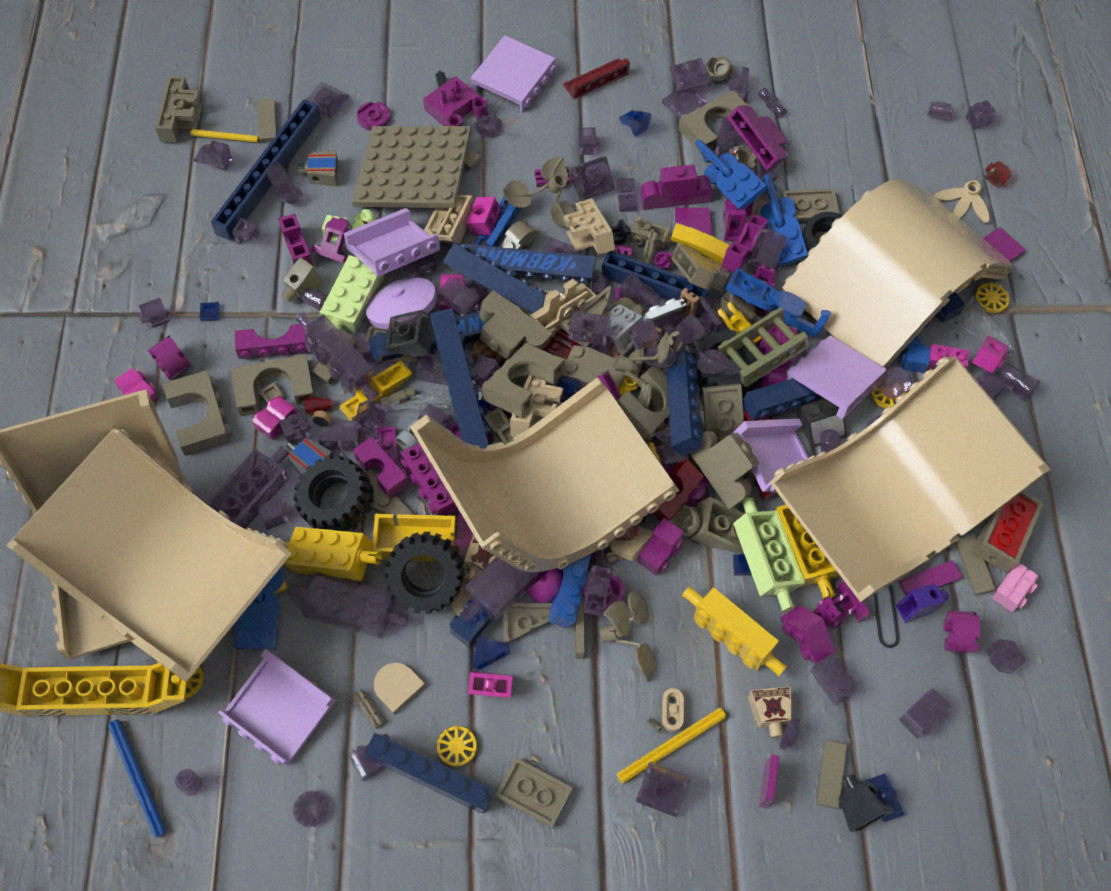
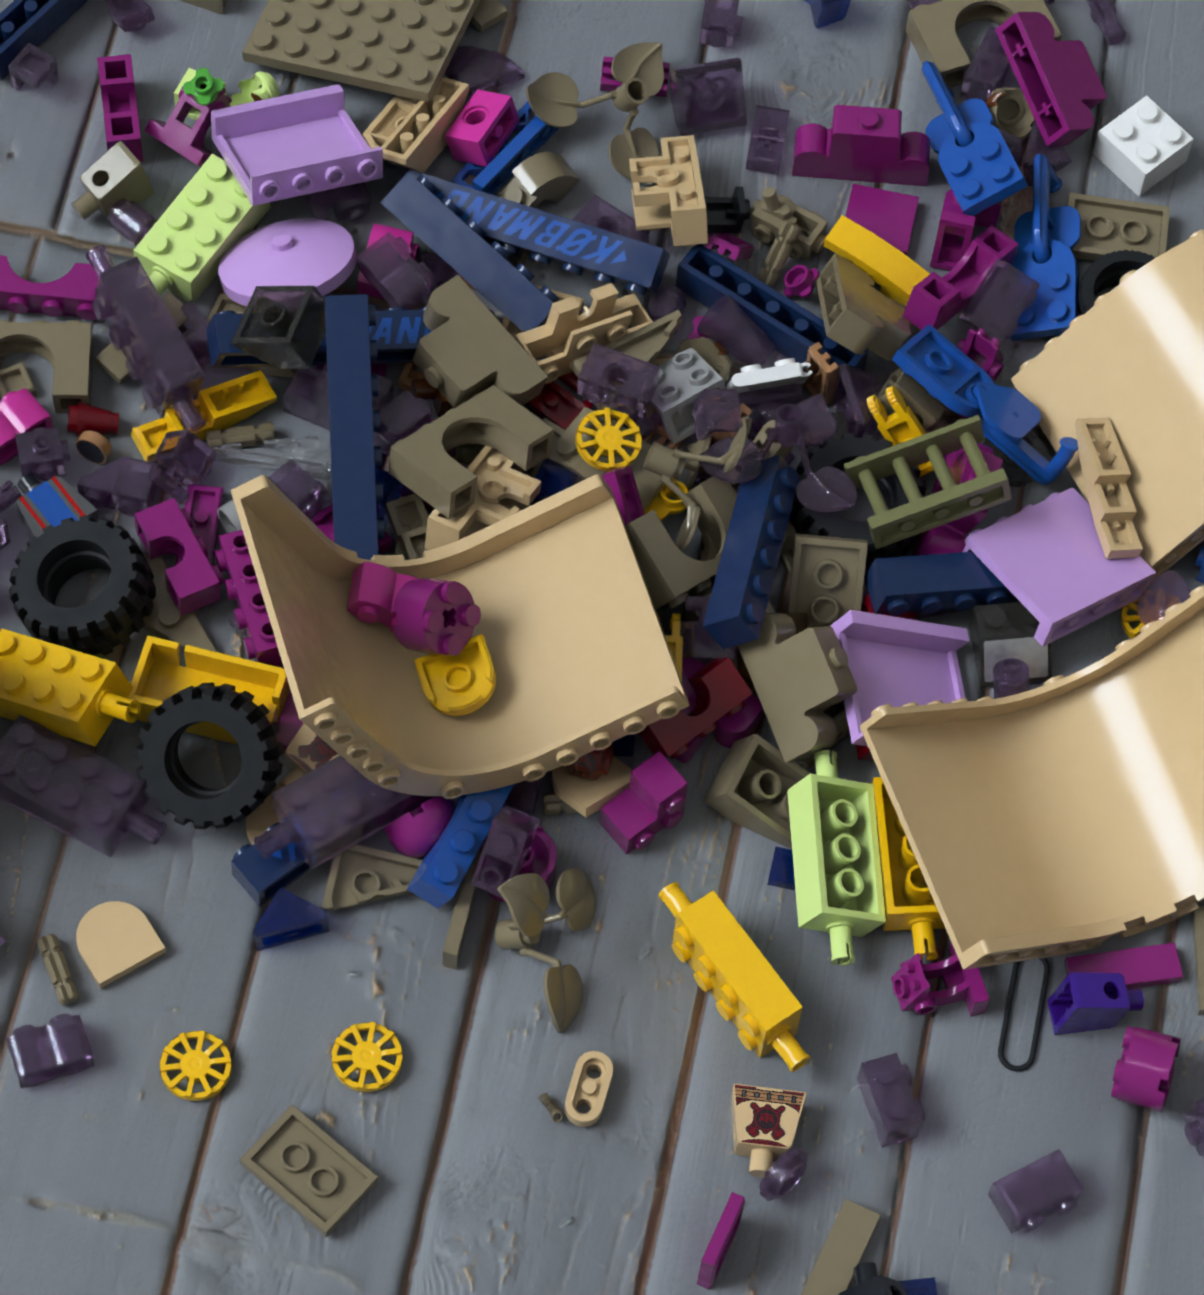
camera: 10 degrees right, 0 degrees up
(339, 226) = (207, 95): none -> bright green plate
(428, 773) = (132, 1093): dark blue brick -> none
(476, 187) = (482, 69): none -> clear purple brick
(490, 684) = (278, 972): dark pink brick -> none
(501, 466) = (374, 592): none -> dark pink brick
(530, 471) = (435, 616): none -> magenta brick
(548, 501) = (458, 682): none -> yellow tile
(548, 719) = (367, 1057): none -> yellow wheel
(591, 359) = (608, 439): none -> yellow wheel
(663, 789) = (533, 1213): clear purple brick -> none
(671, 745) = (571, 1147): yellow axle -> none
(687, 520) = (702, 768): dark tan hair -> none
(809, 632) = (868, 1009): magenta brick -> none
(811, 161) = (1142, 145): none -> white brick
(849, 328) = (1106, 487): none -> tan slope

